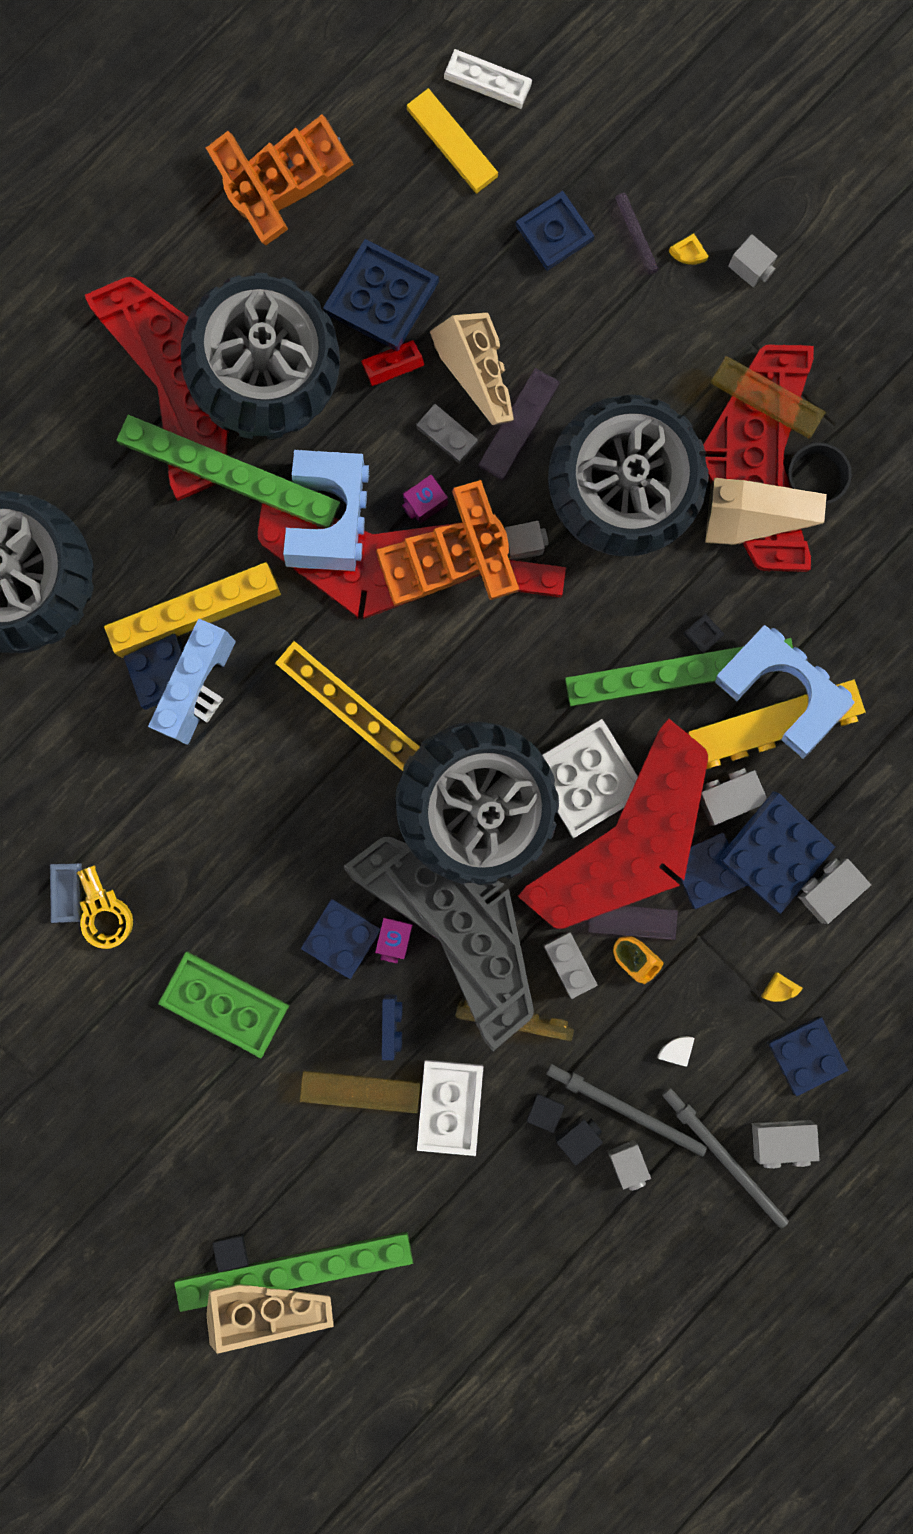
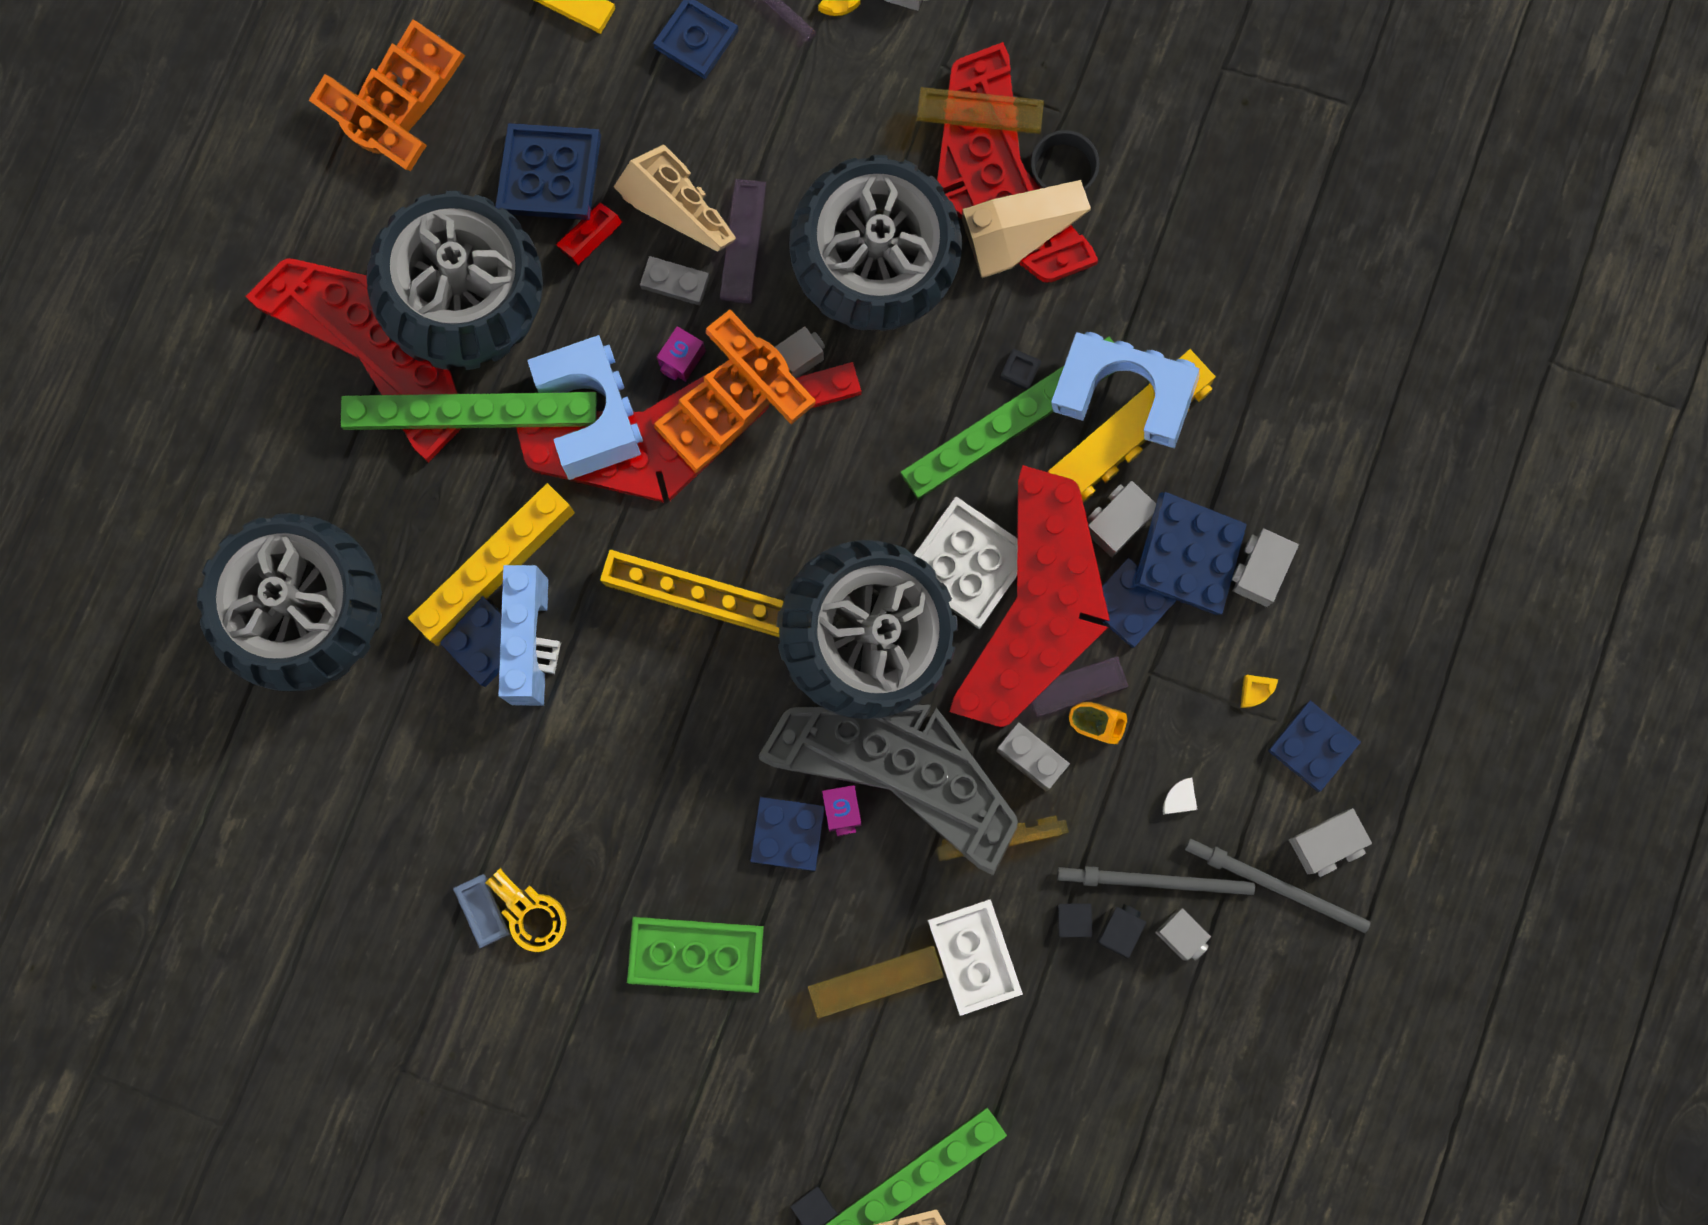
camera: 20 degrees left, 5 degrees down
(390, 1036) = (873, 884): dark blue plate -> none

